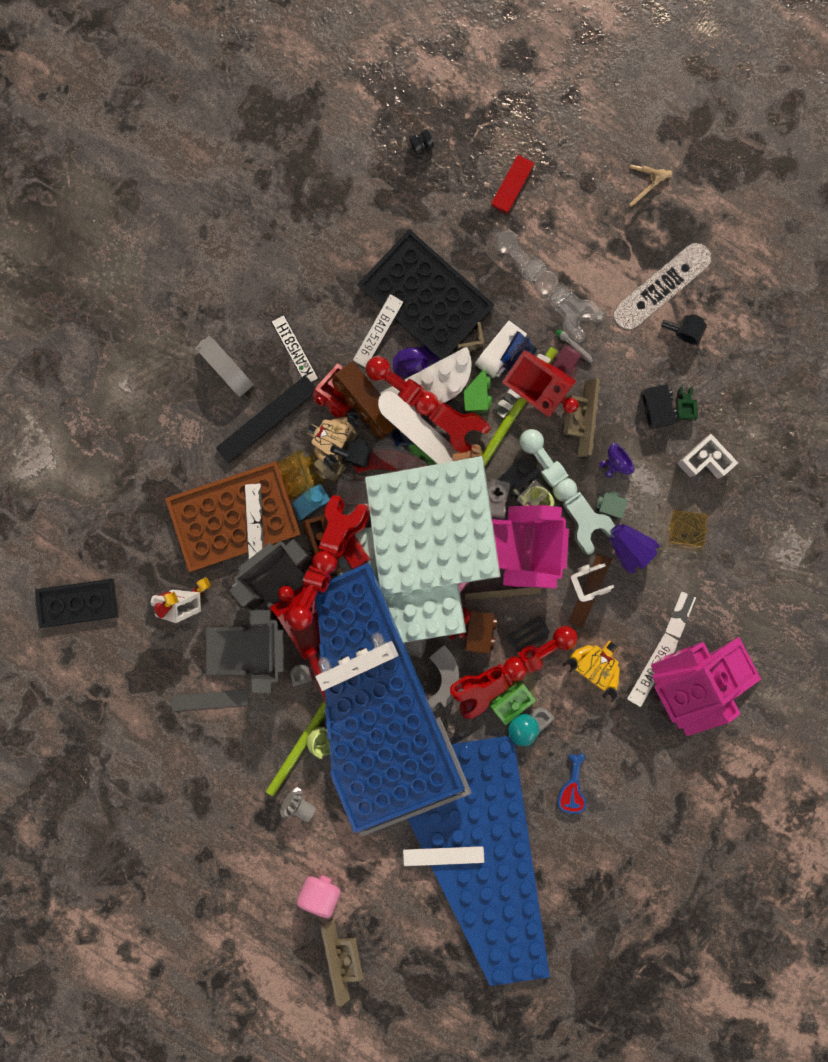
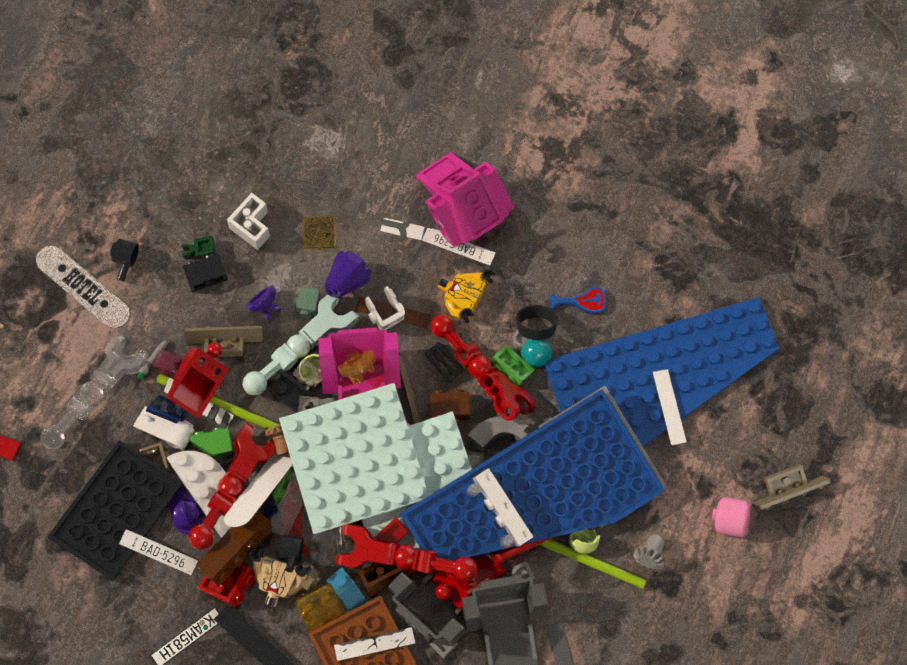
camera: 105 degrees left, 15 degrees down
(528, 543) = (356, 365): none -> clear yellow plate
(567, 740) = (536, 311): none -> black tyre

